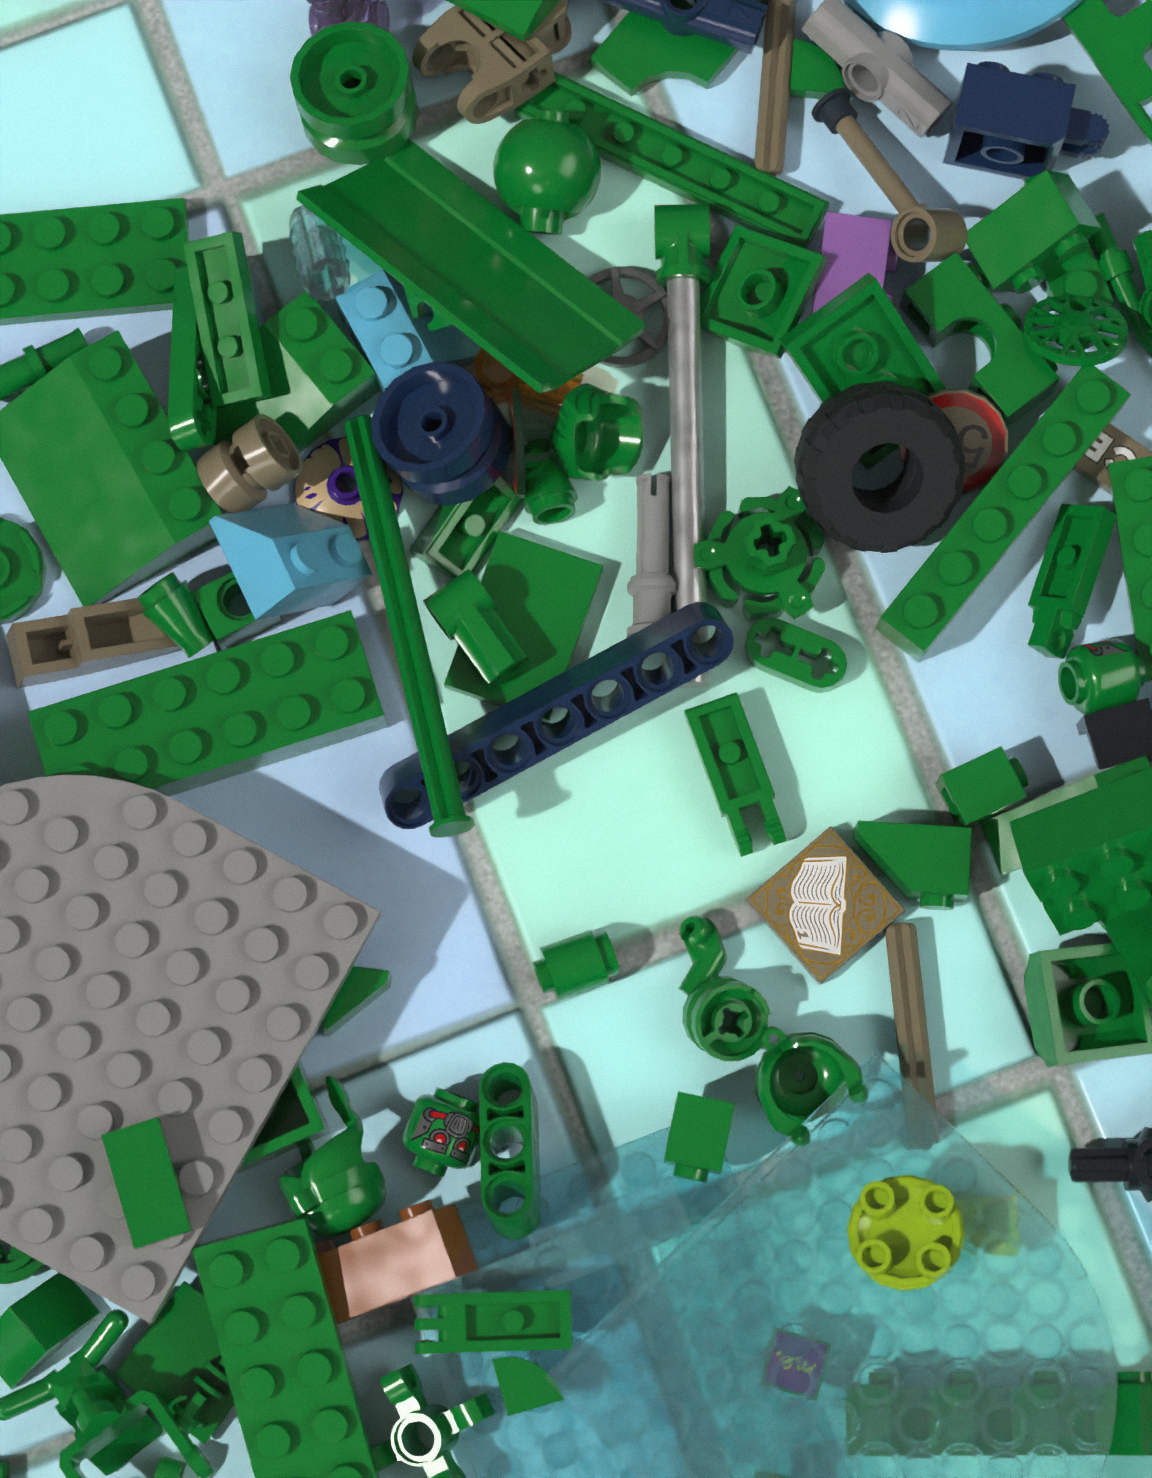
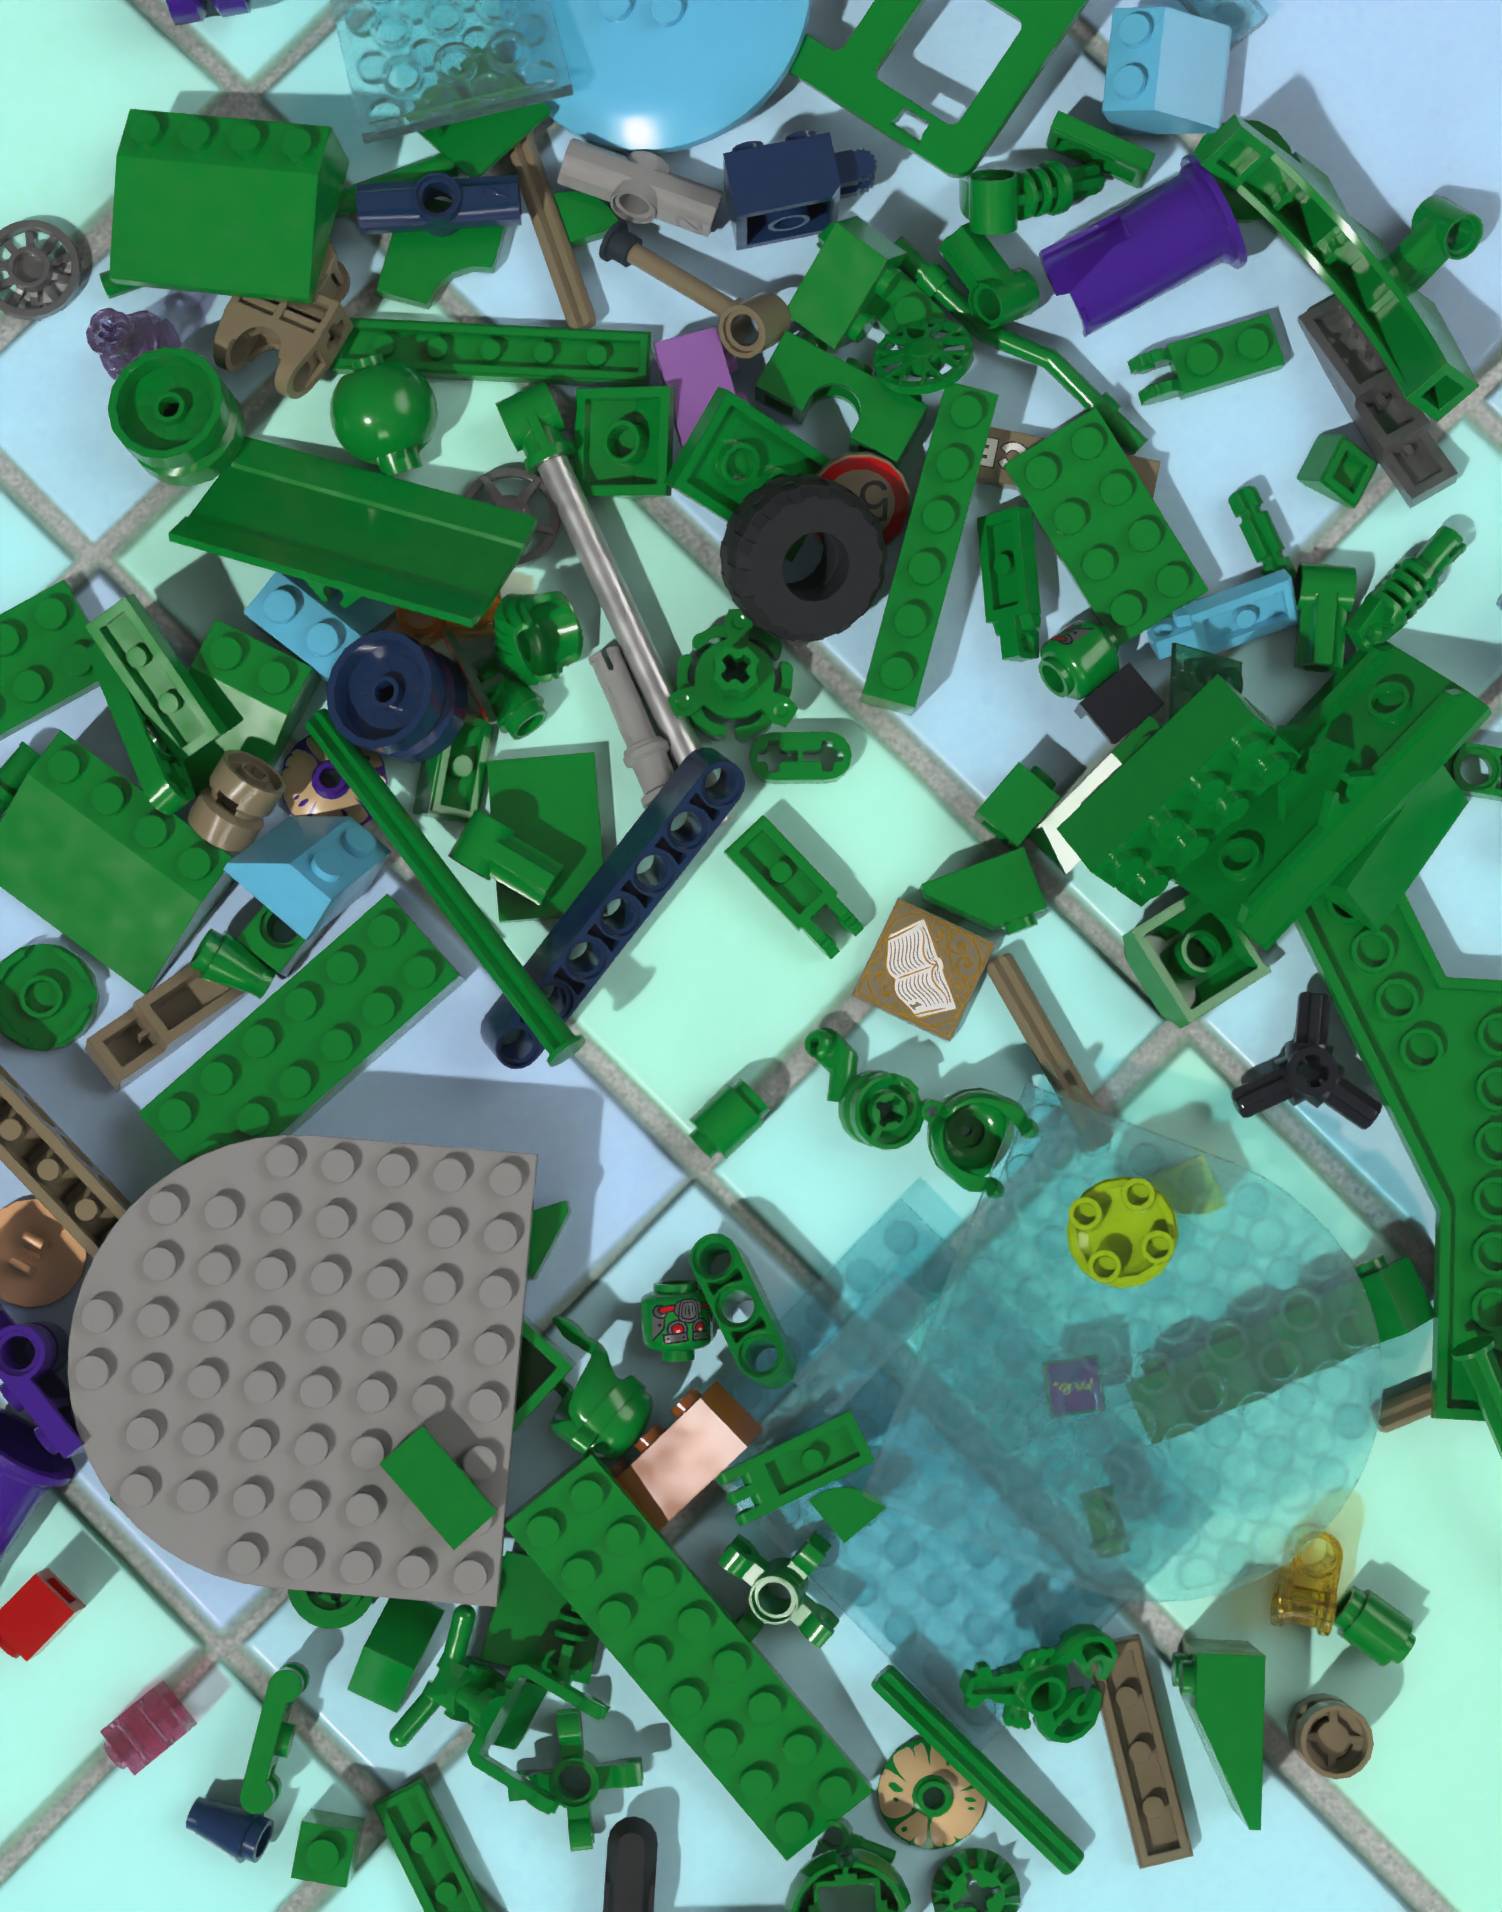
camera: 25 degrees left, 5 degrees up
(318, 255) = (213, 583): clear light blue axle -> none
(698, 1136) = (903, 1226): green brick -> none

